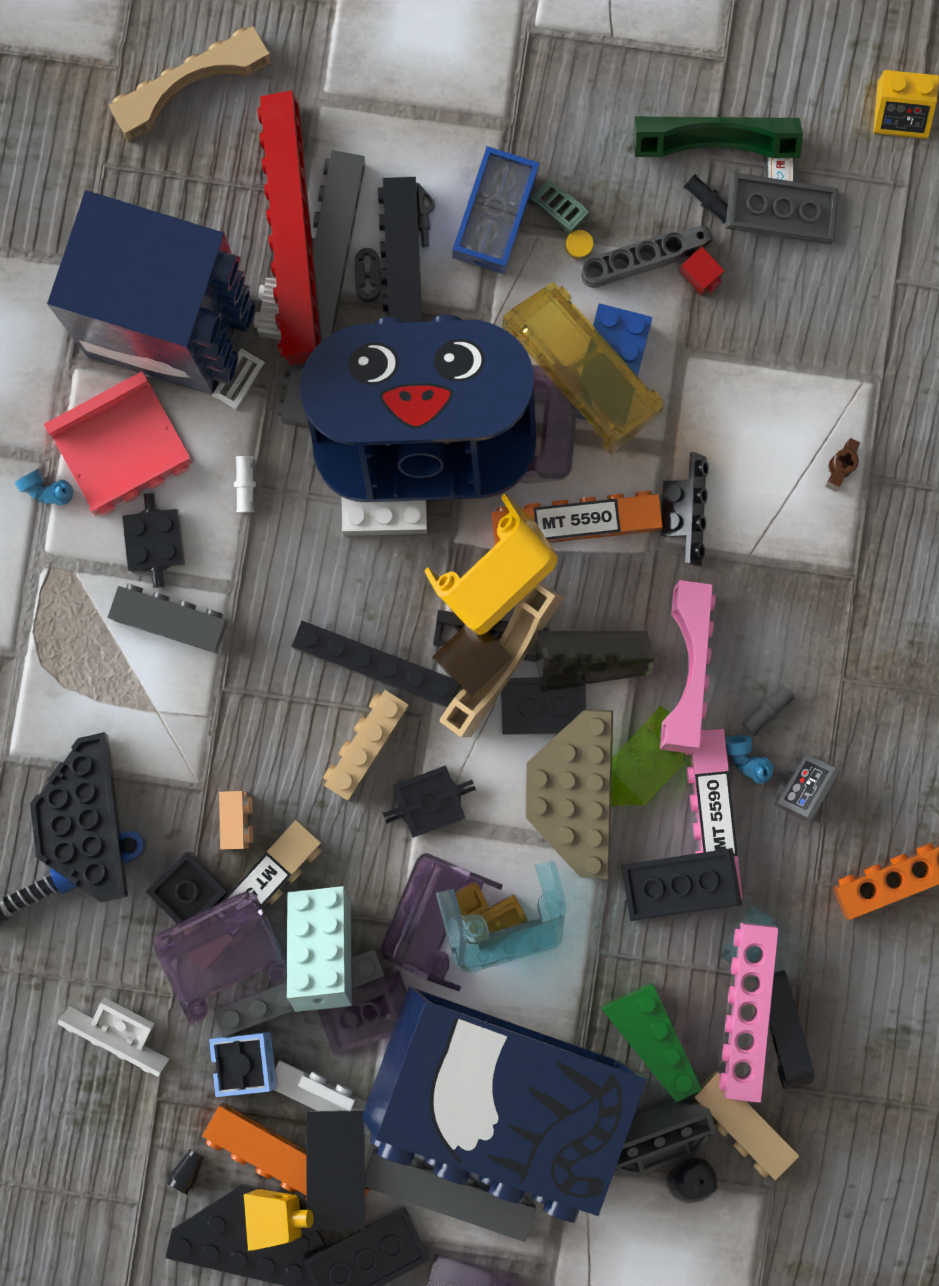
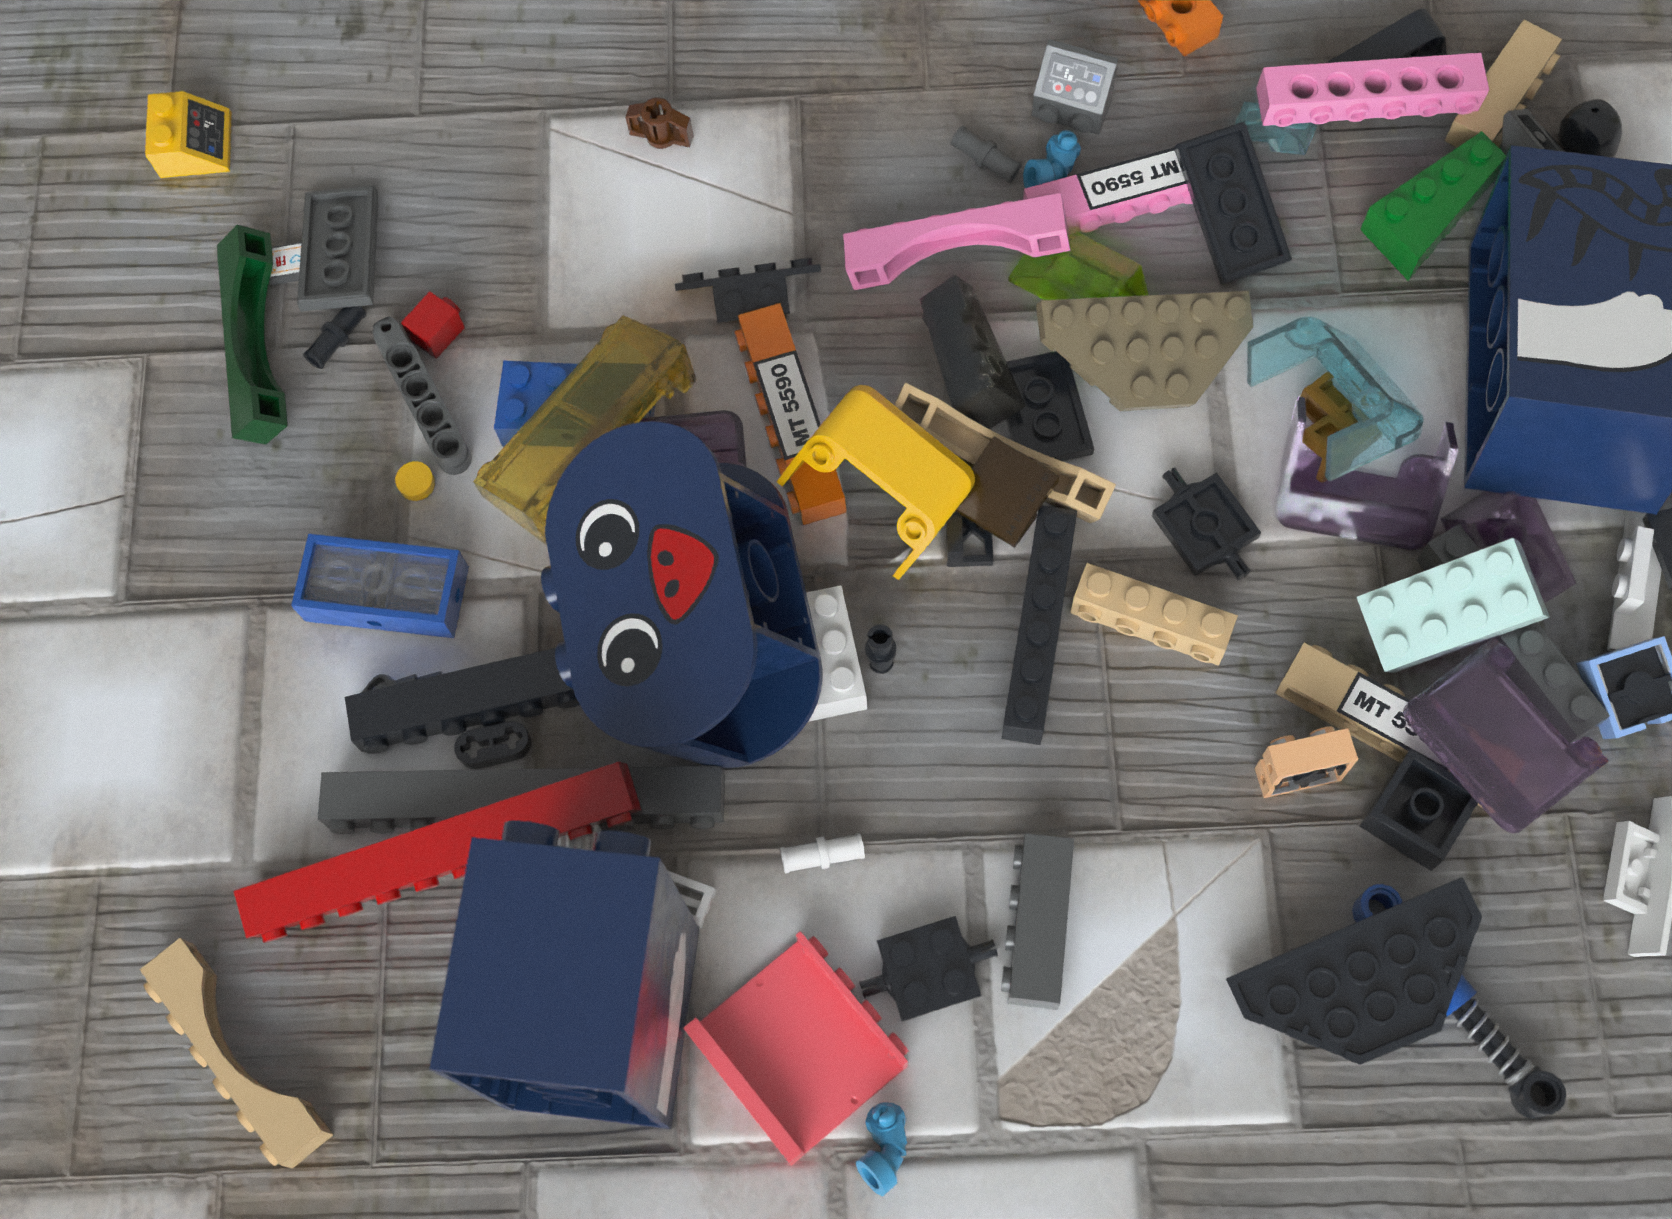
camera: 90 degrees left, 15 degrees down
(370, 543) = (880, 649): none -> black pin
(567, 226) = (355, 506): sand green slope -> none

